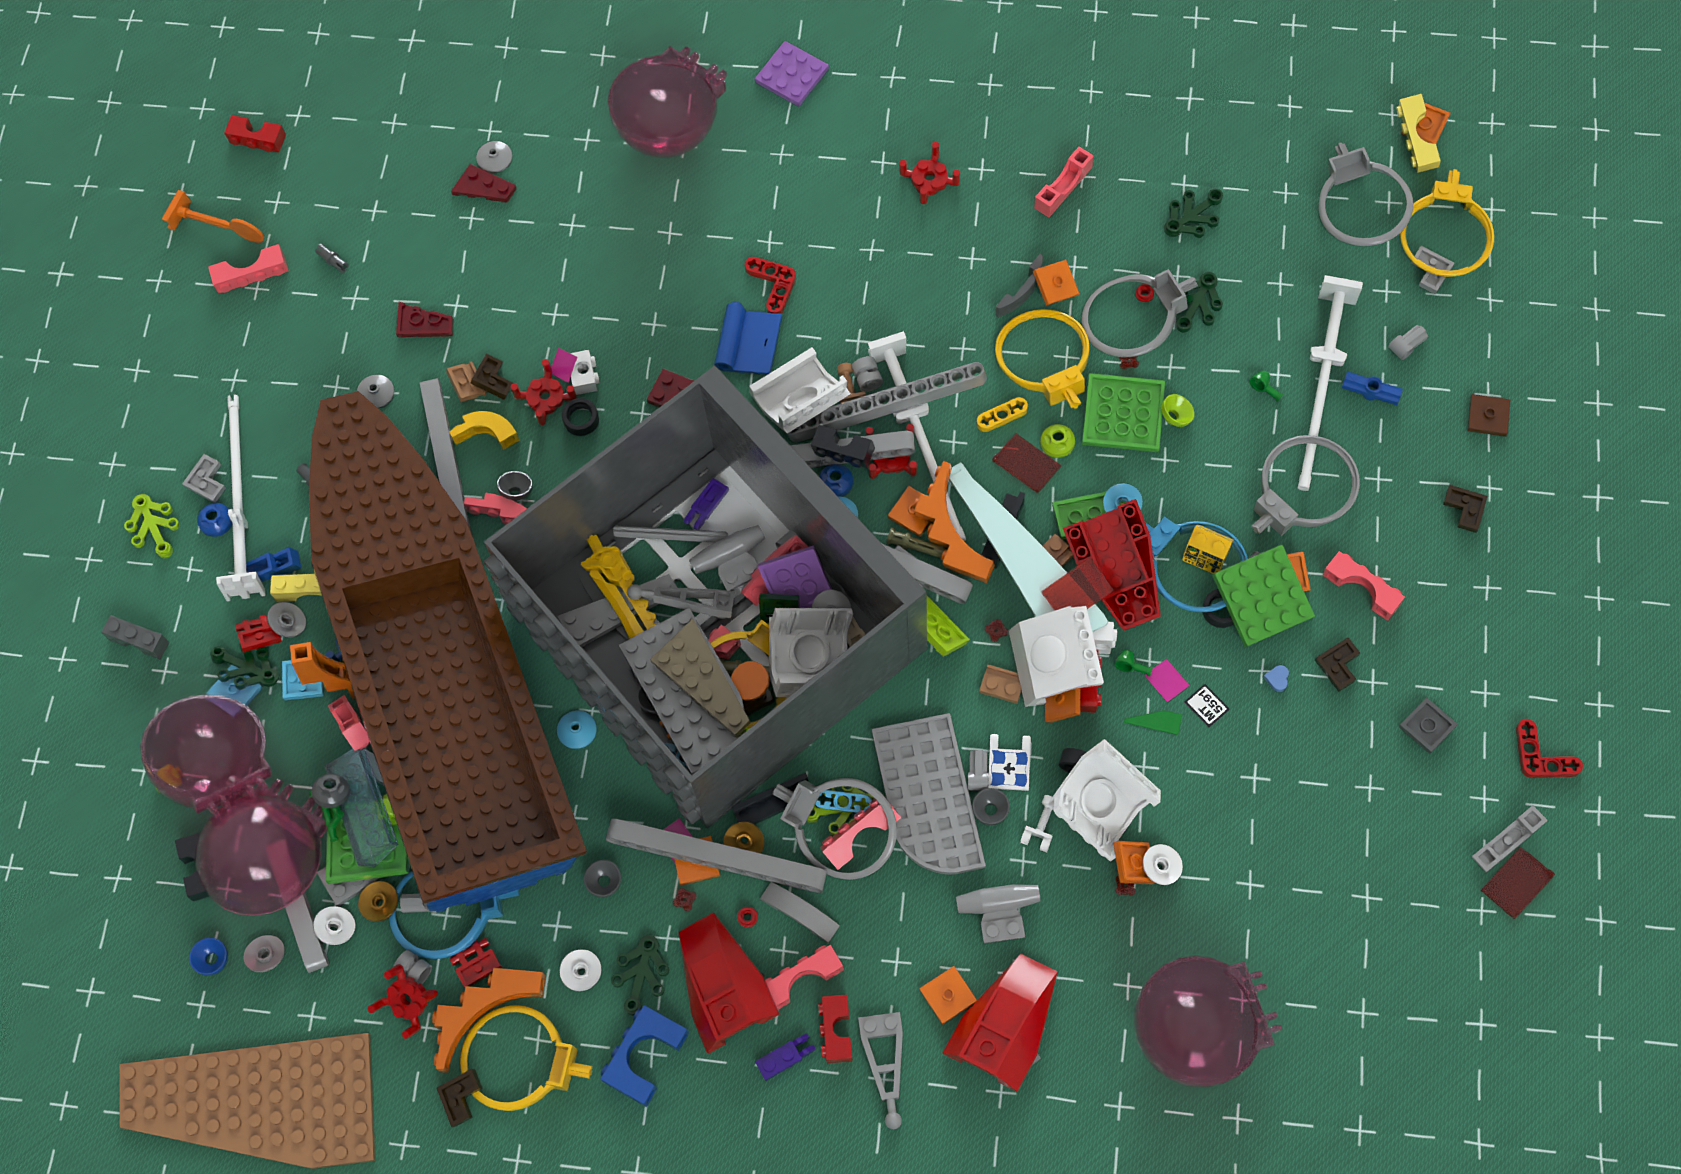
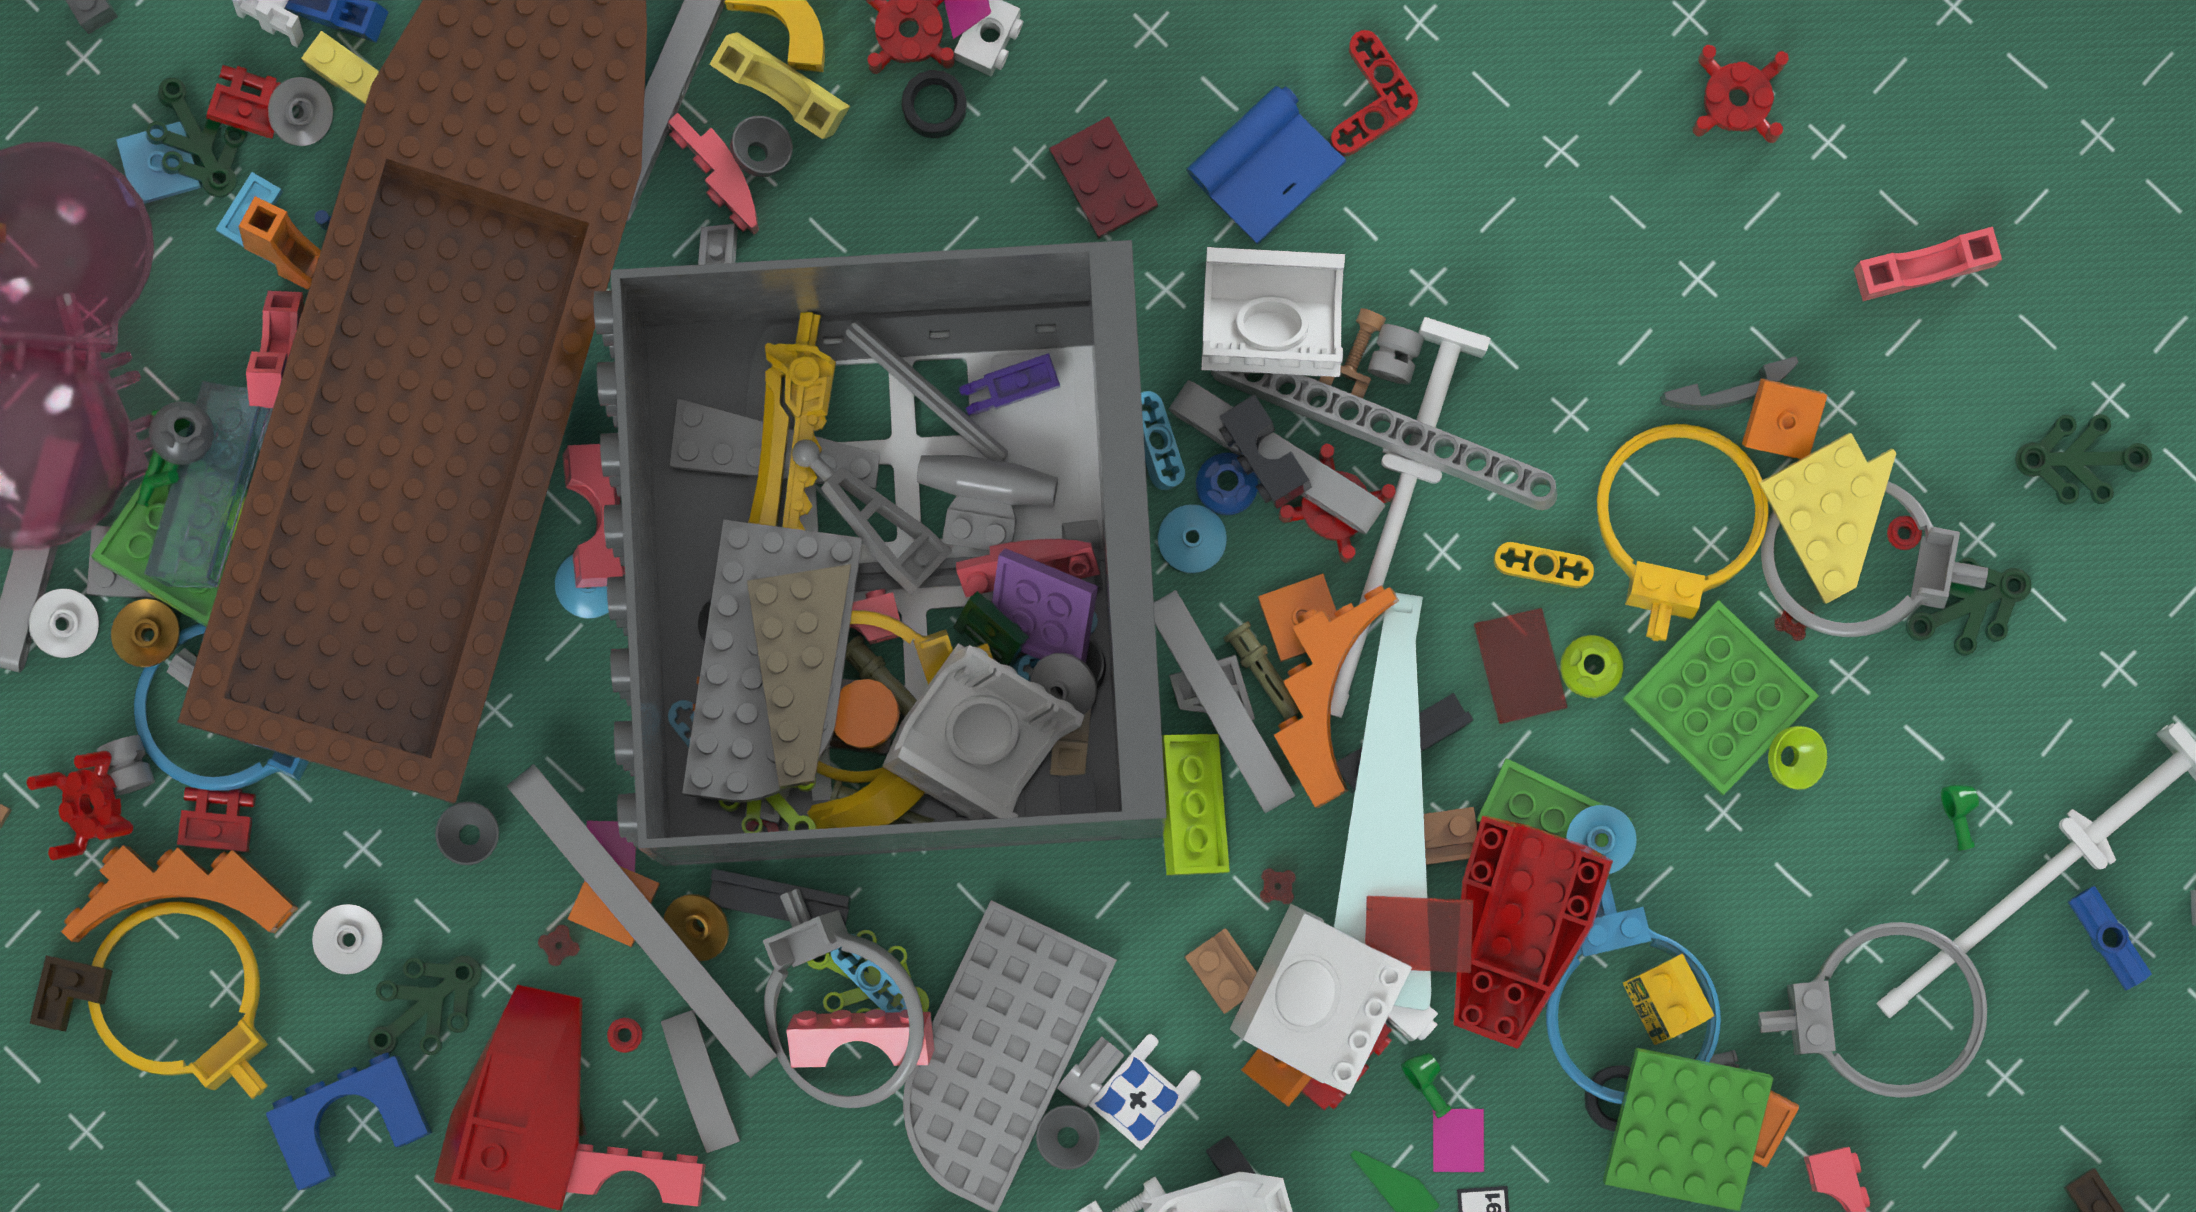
camera: 30 degrees right, 15 degrees up
(503, 455) = (757, 68): none -> light yellow arch
(541, 678) = (584, 475): none -> coral arch
(1106, 304) = (1831, 510): none -> light yellow wing

